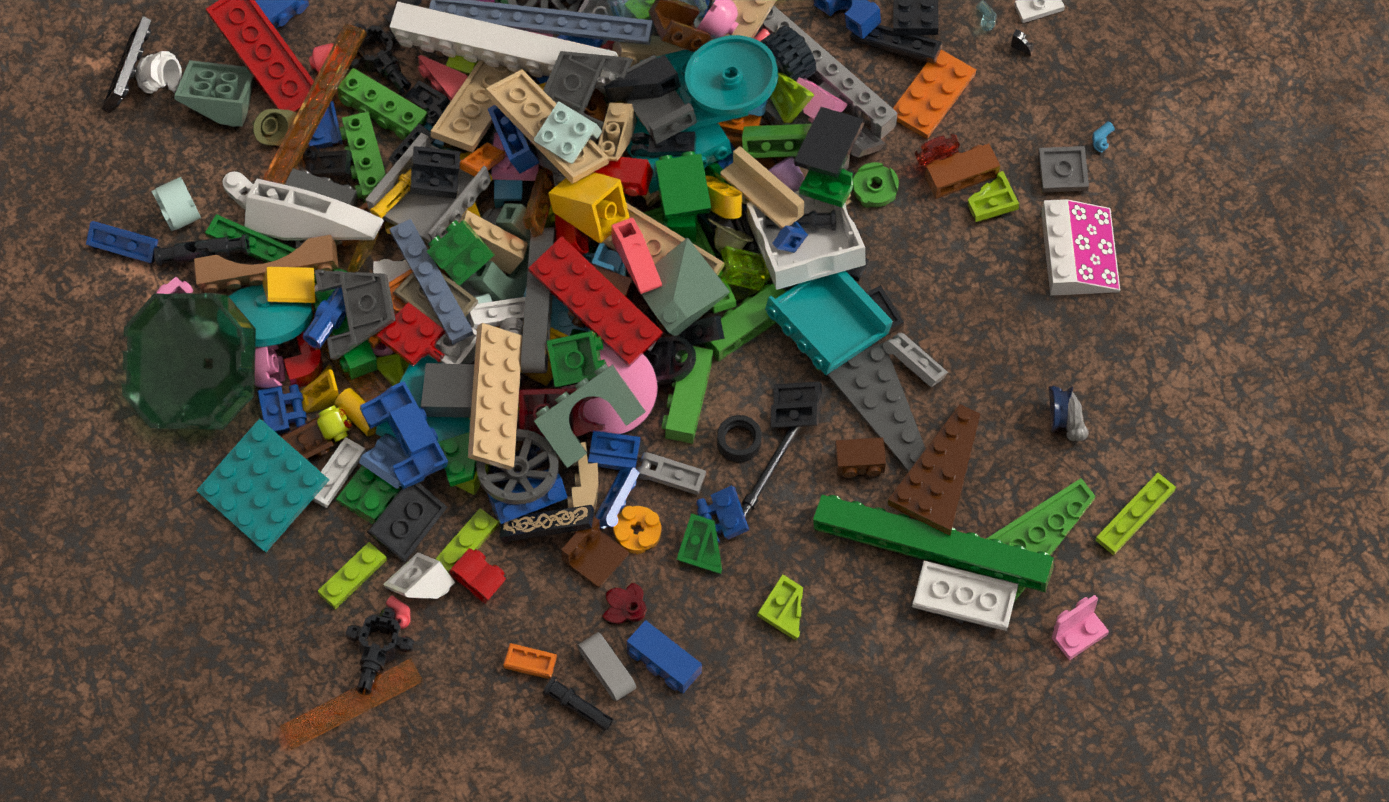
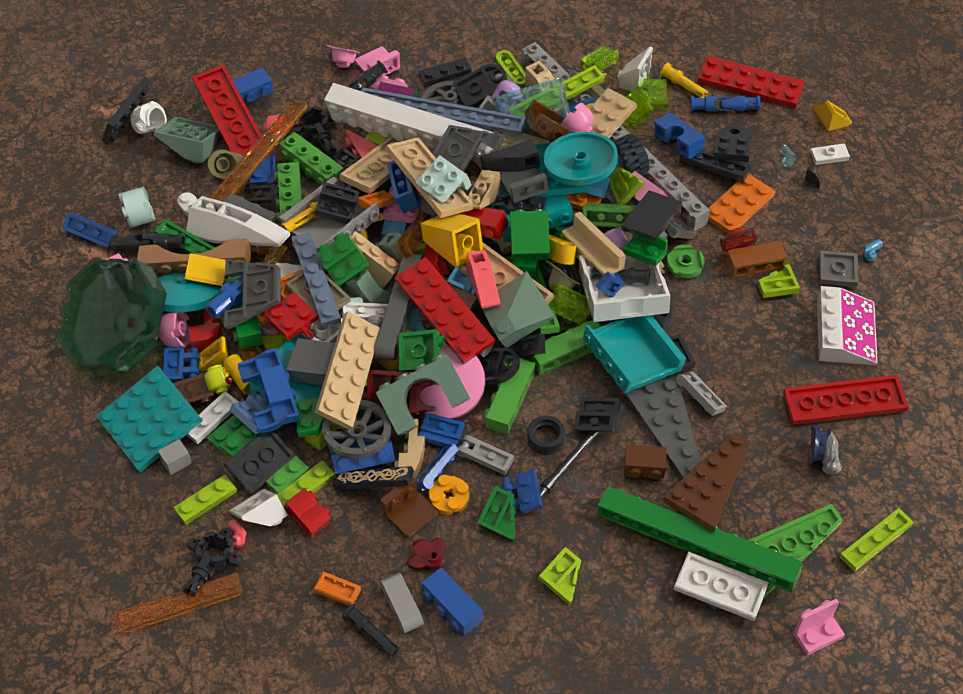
camera: 10 degrees right, 10 degrees down
(304, 529) = (174, 457): none -> light grey panel
(442, 532) = (287, 475): none -> bright green plate
(1085, 344) = (845, 399): none -> red plate

